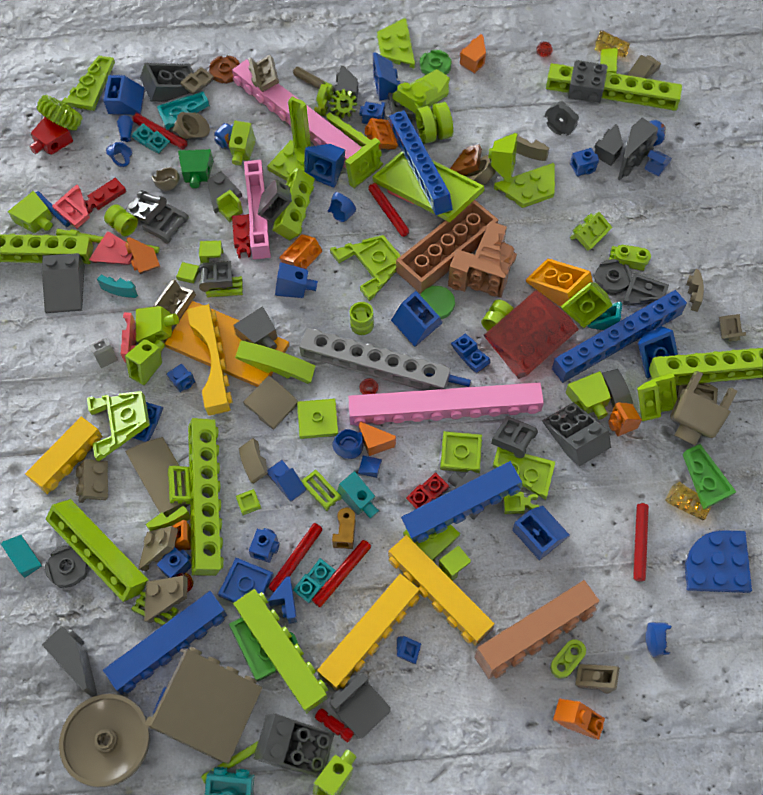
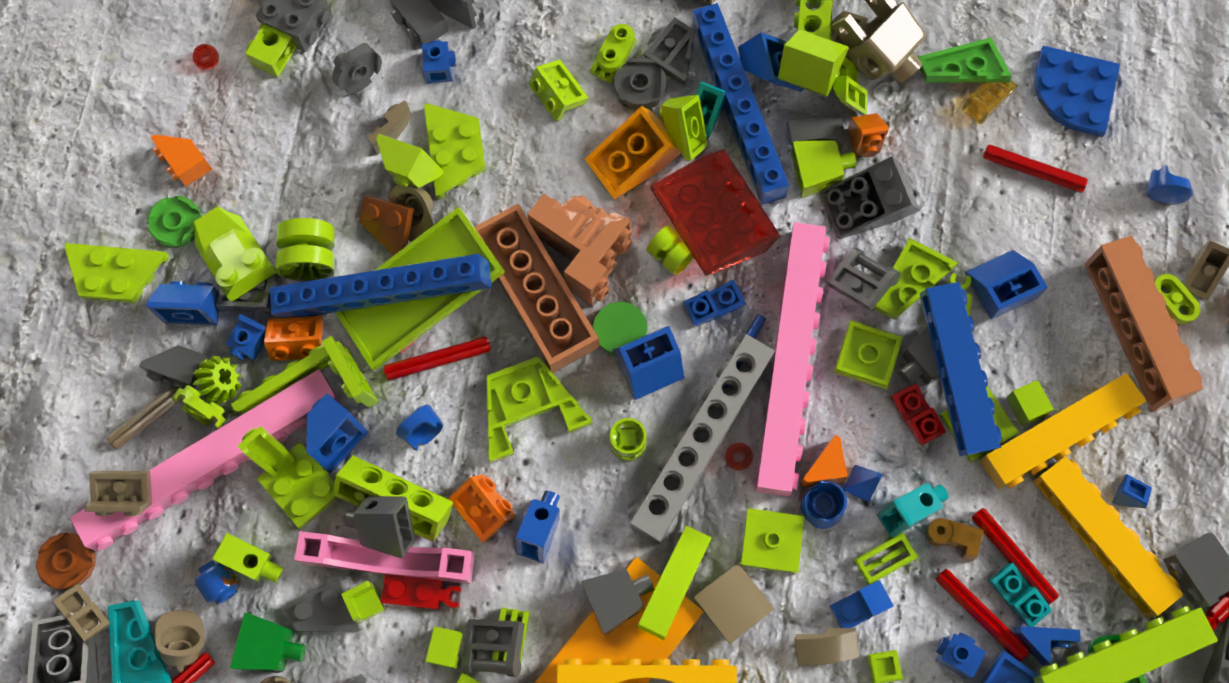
camera: 75 degrees left, 10 degrees up
(660, 362) = (811, 62): none -> lime slope

